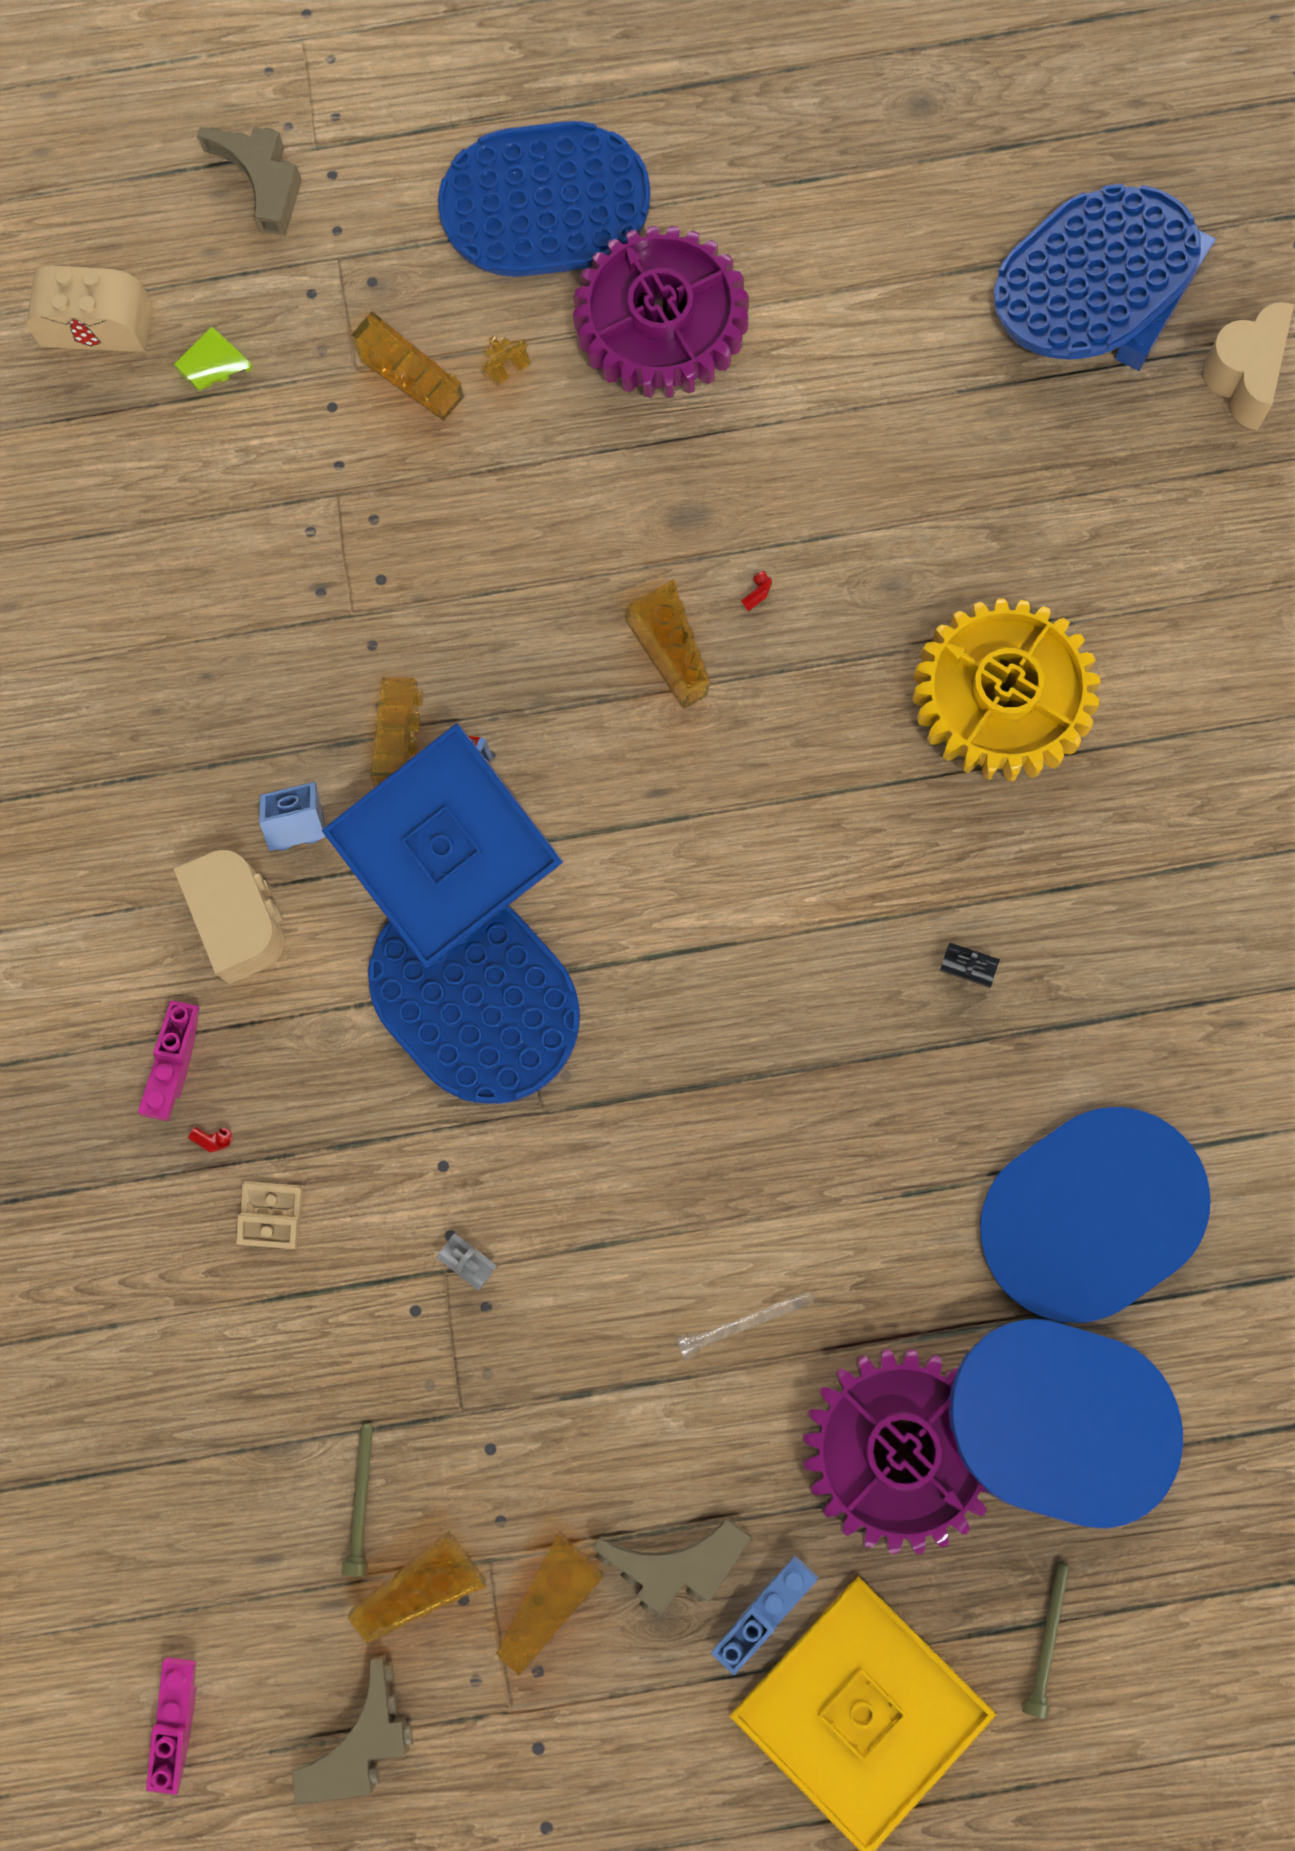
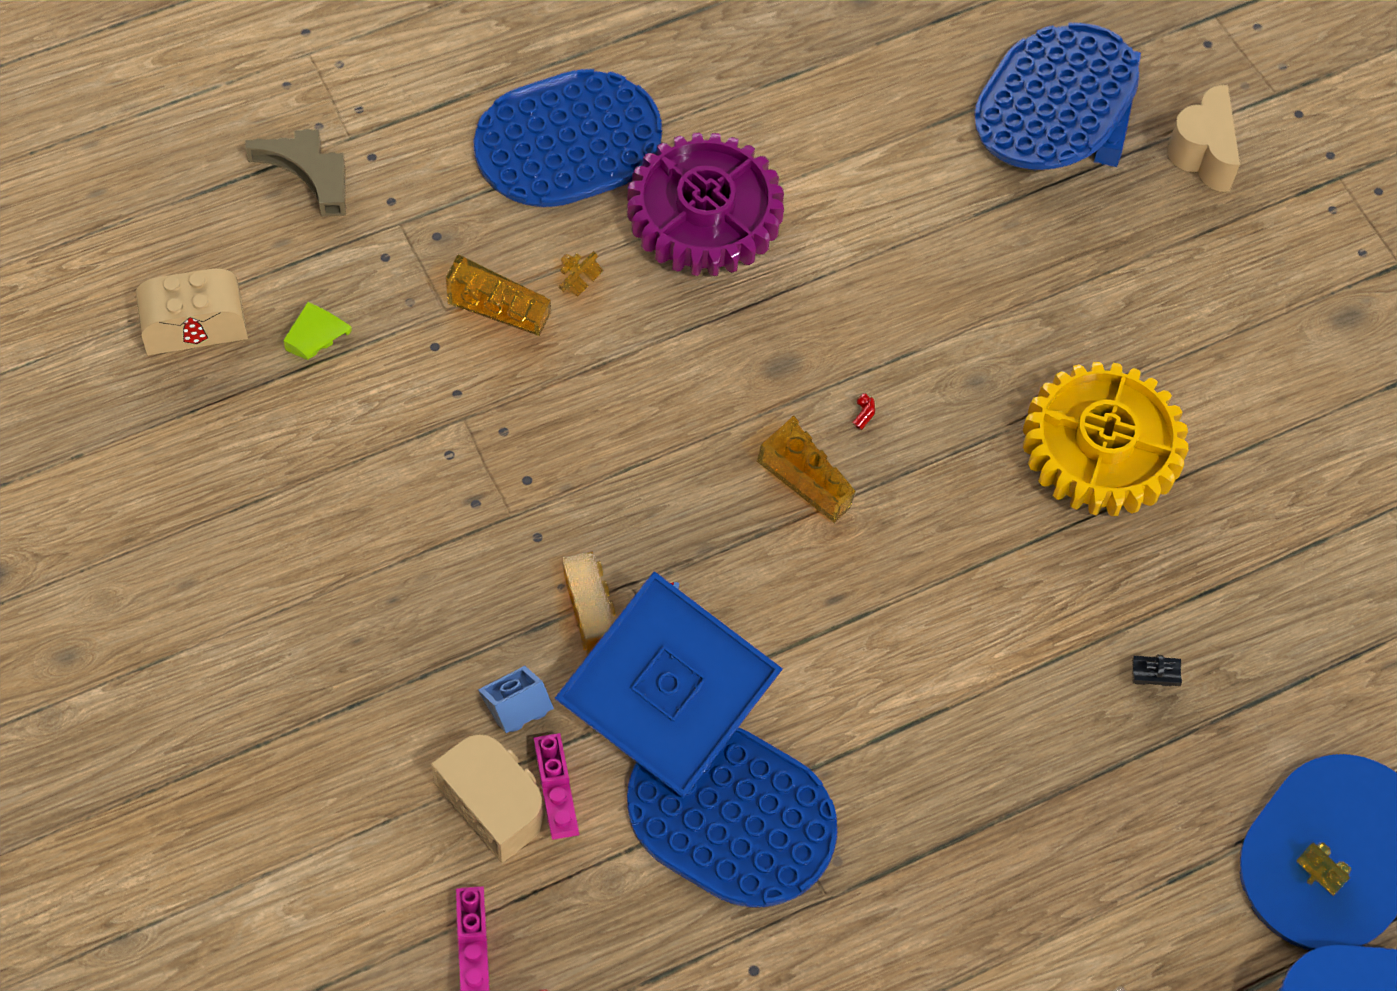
camera: 30 degrees left, 15 degrees down
(303, 921) = (556, 786): none -> dark pink slope
(1067, 1232) = (1323, 869): none -> clear yellow hips

